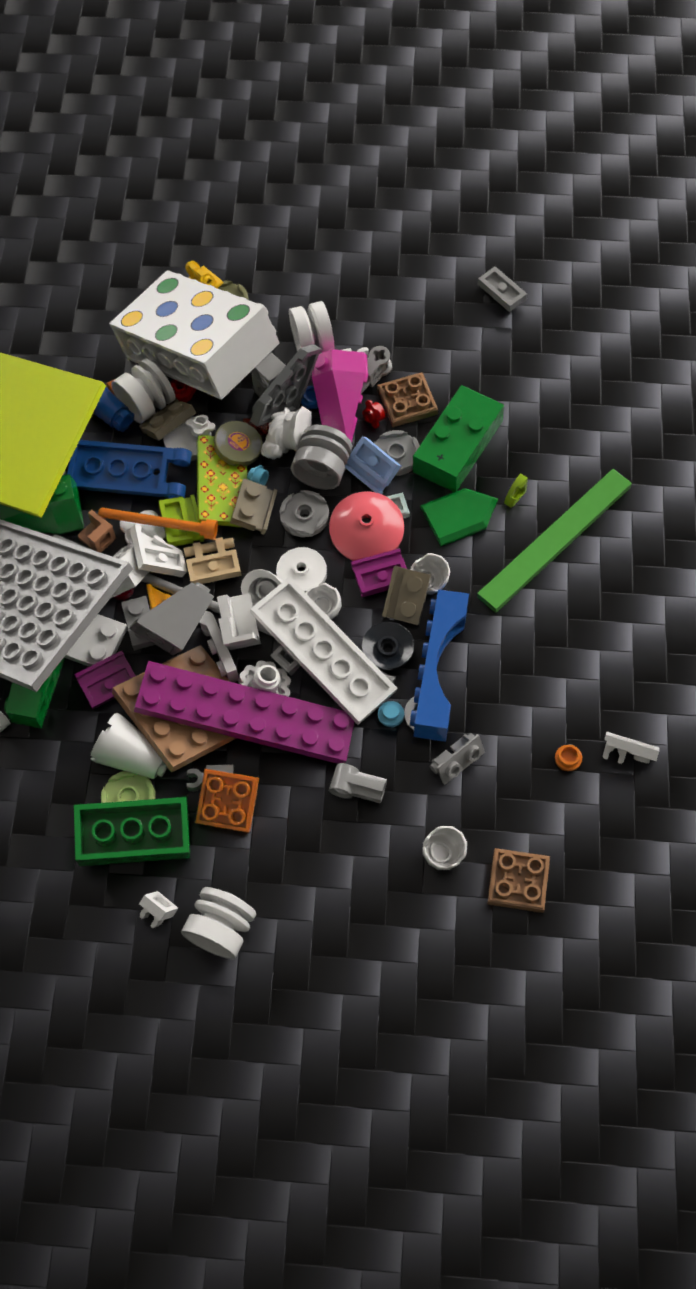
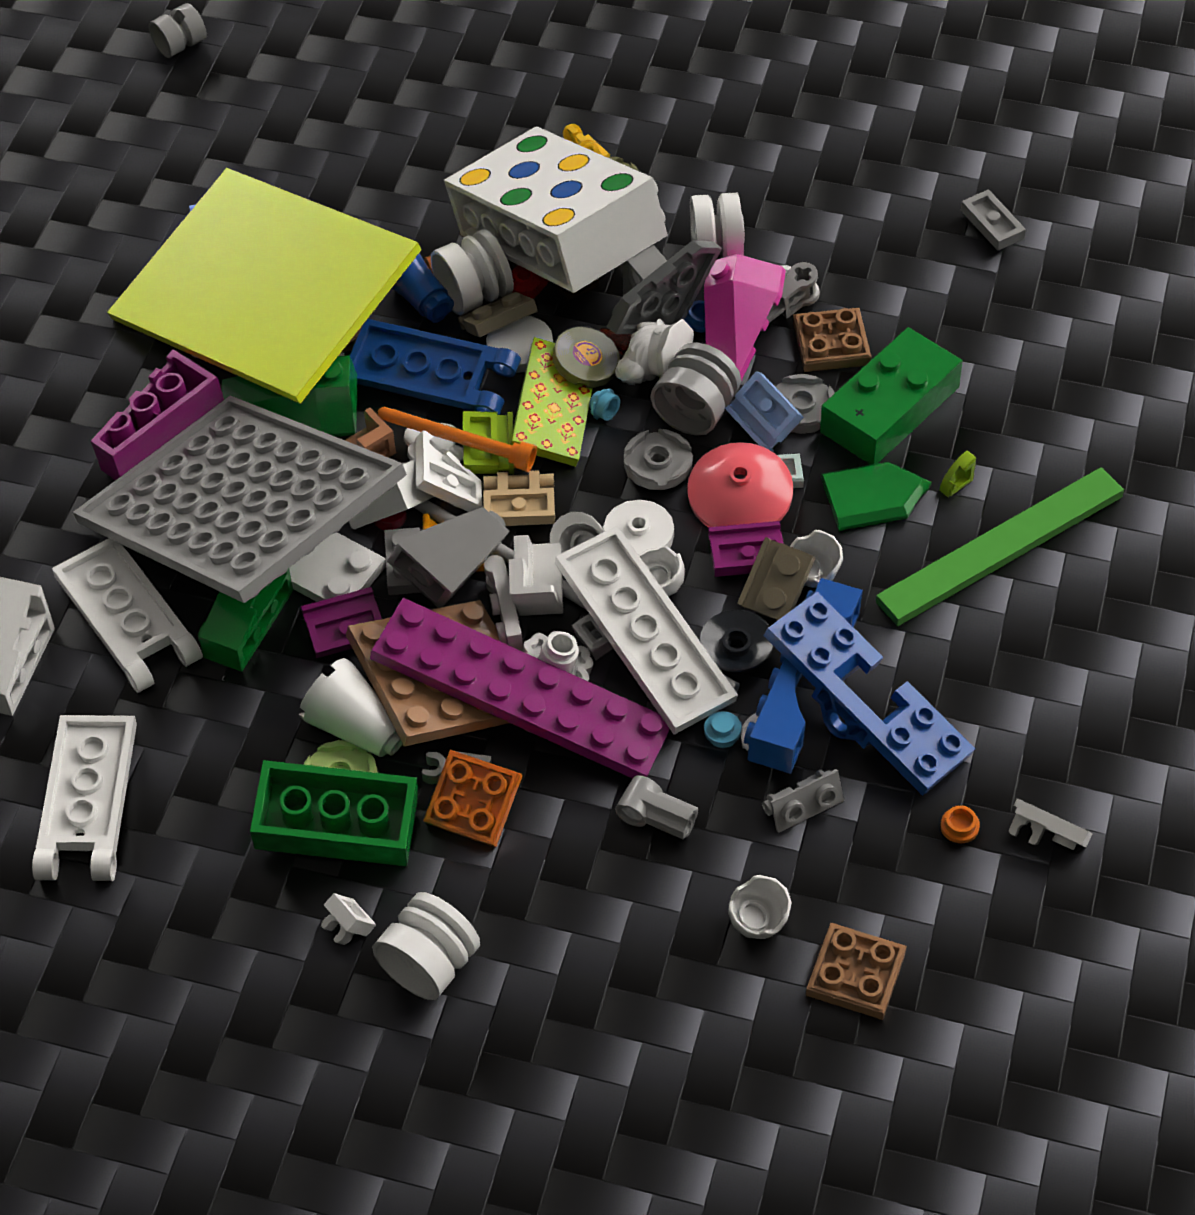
camera: 10 degrees right, 10 degrees down
(200, 425) = (540, 327): white plate -> none
(253, 506) = (590, 439): dark tan plate -> none
(373, 413) = (780, 348): red plate -> none
(523, 697) = (828, 652): none -> plate

